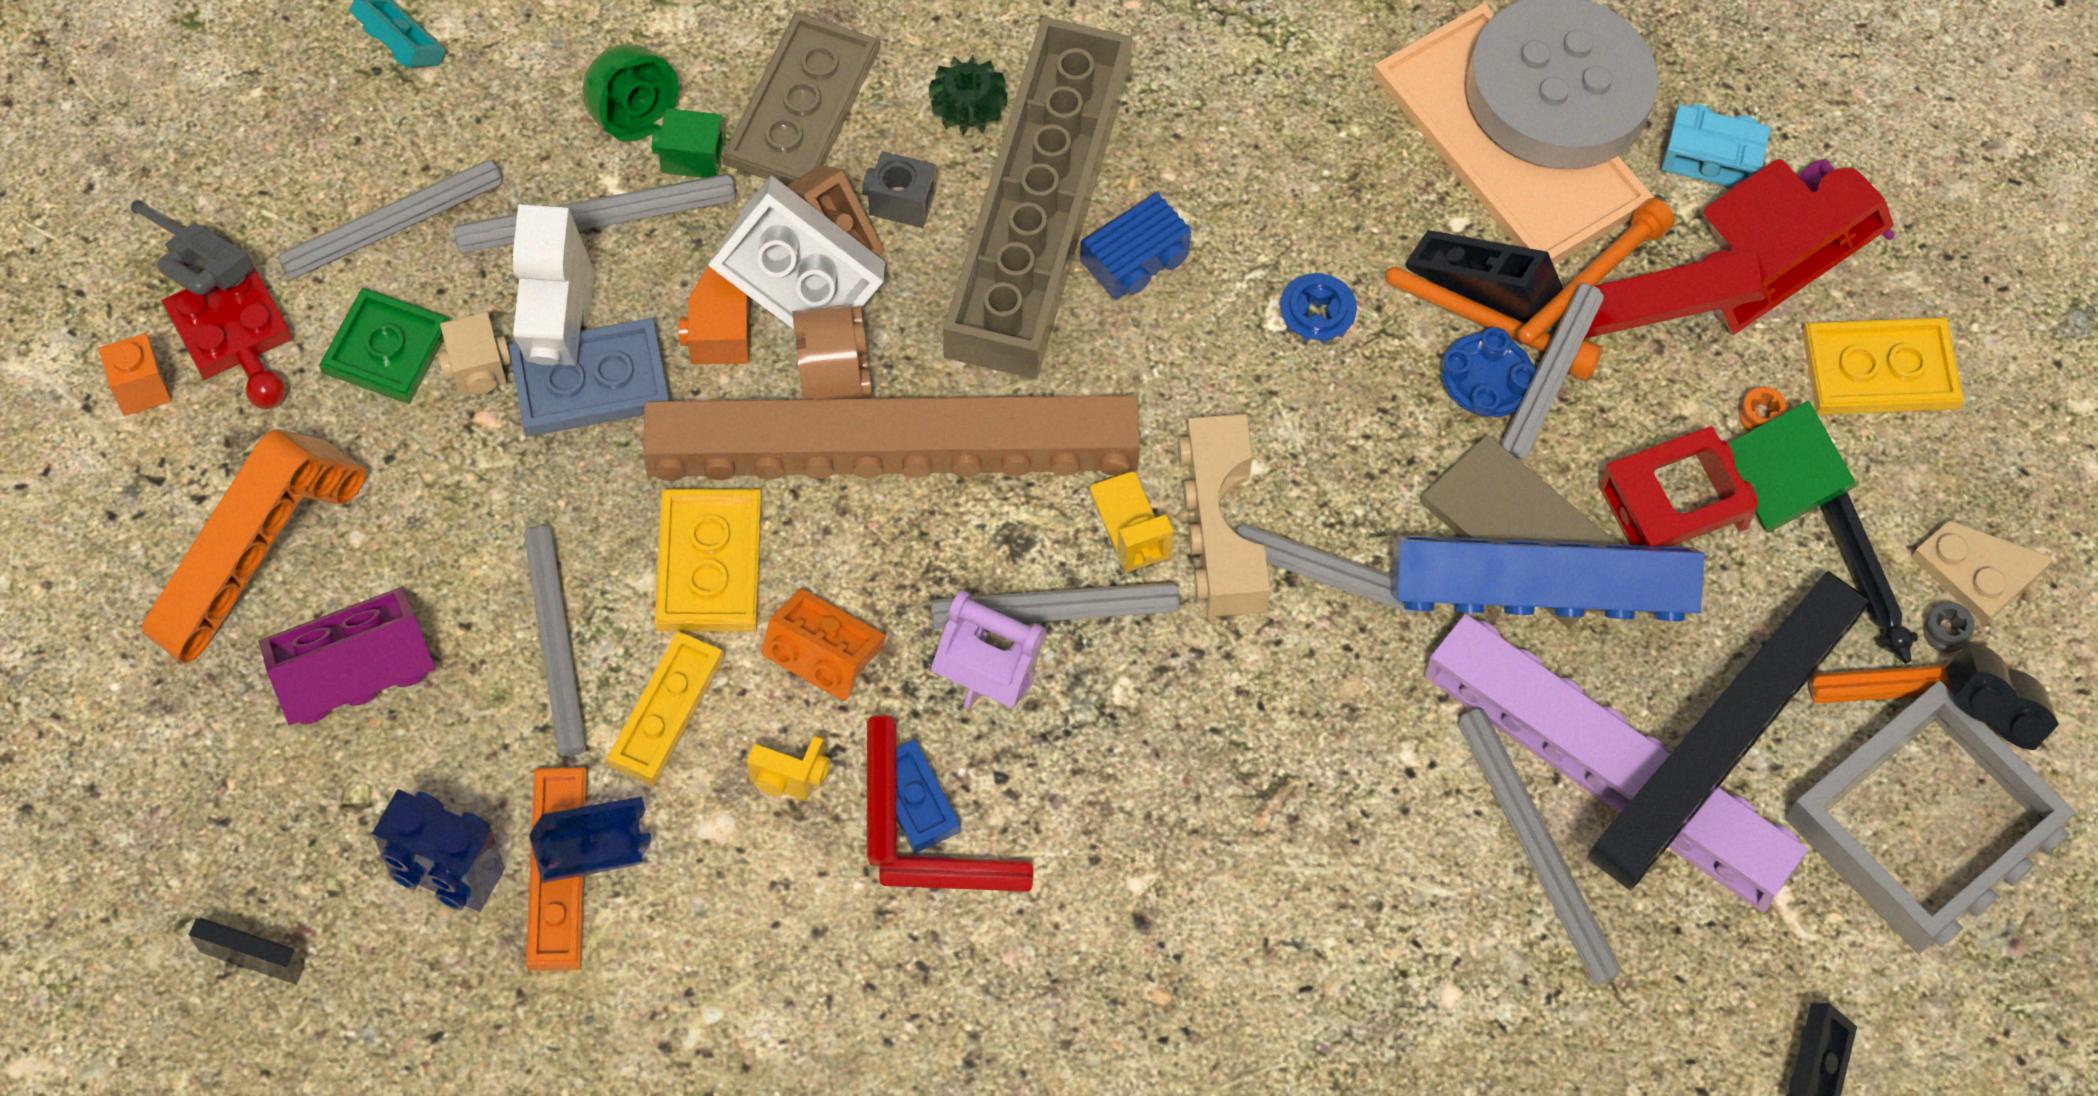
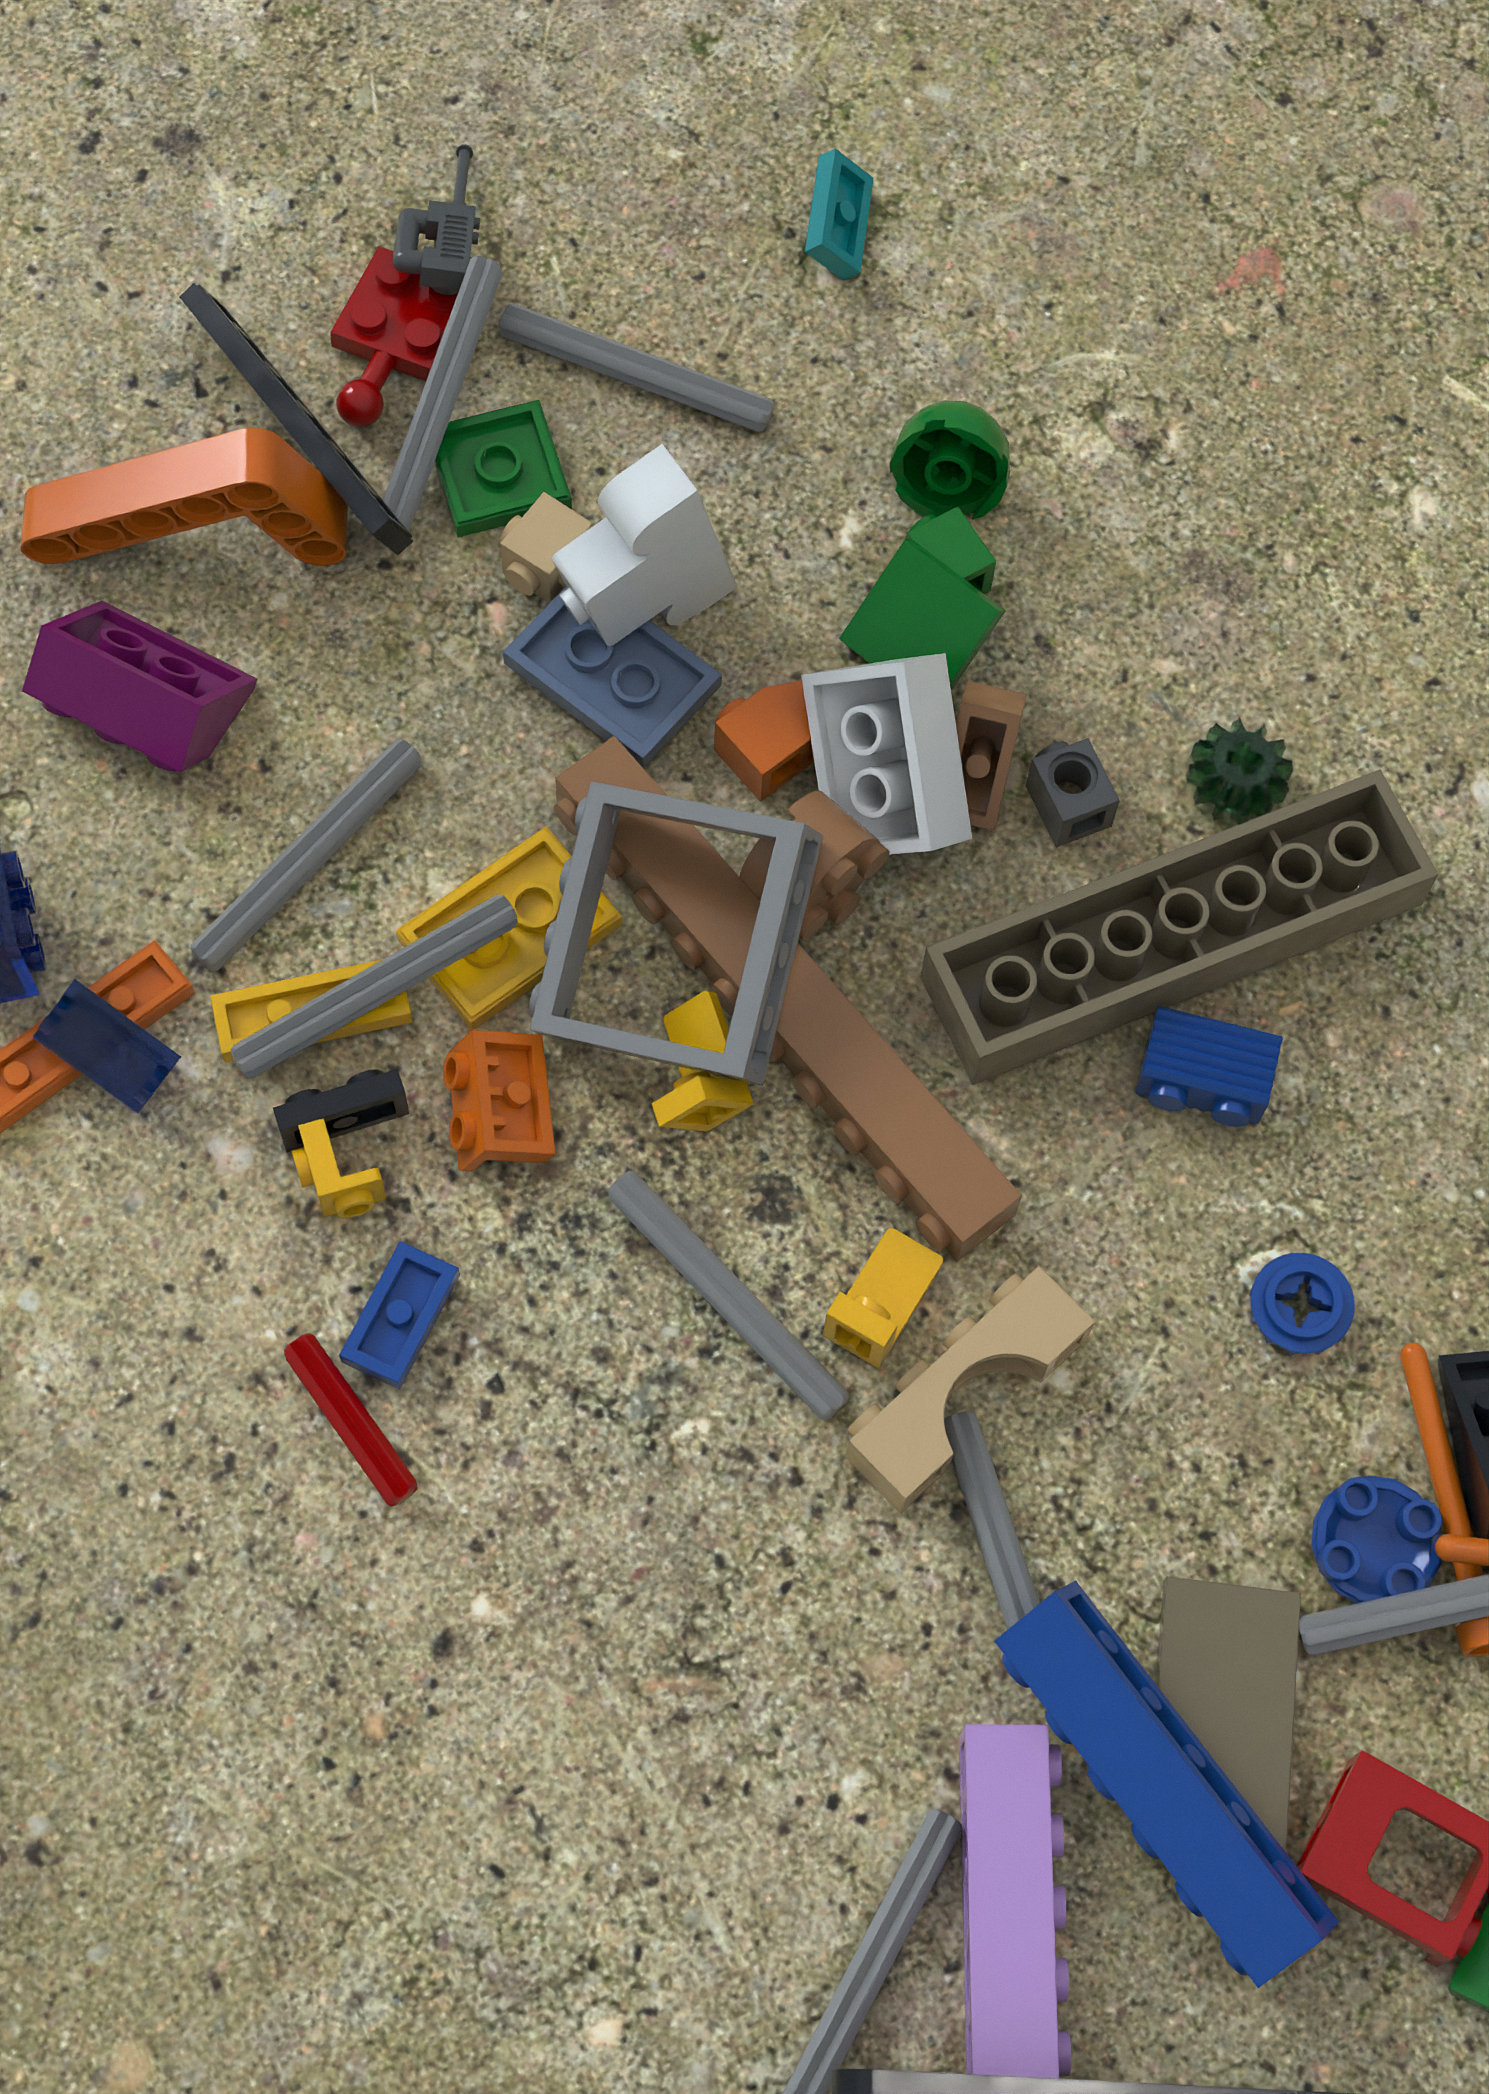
camera: 50 degrees right, 5 degrees up
(134, 374) = (279, 283): orange brick -> none
(241, 428) = (297, 419): none -> black tile
(312, 336) = (442, 388): none -> light grey axle
(607, 210) = (770, 515): light grey axle -> none
(689, 656) = (374, 986): none -> light grey axle
(717, 181) = (922, 611): none -> green tile
(756, 521) = (768, 955): none -> light grey window
(756, 717) = (363, 1102): none -> black plate
(801, 100) = (1103, 625): dark tan tile -> none
(881, 790) = (369, 1277): red axle -> none
(899, 511) = (700, 1098): none -> yellow bracket
(980, 666) = (594, 1266): lavender piece -> none

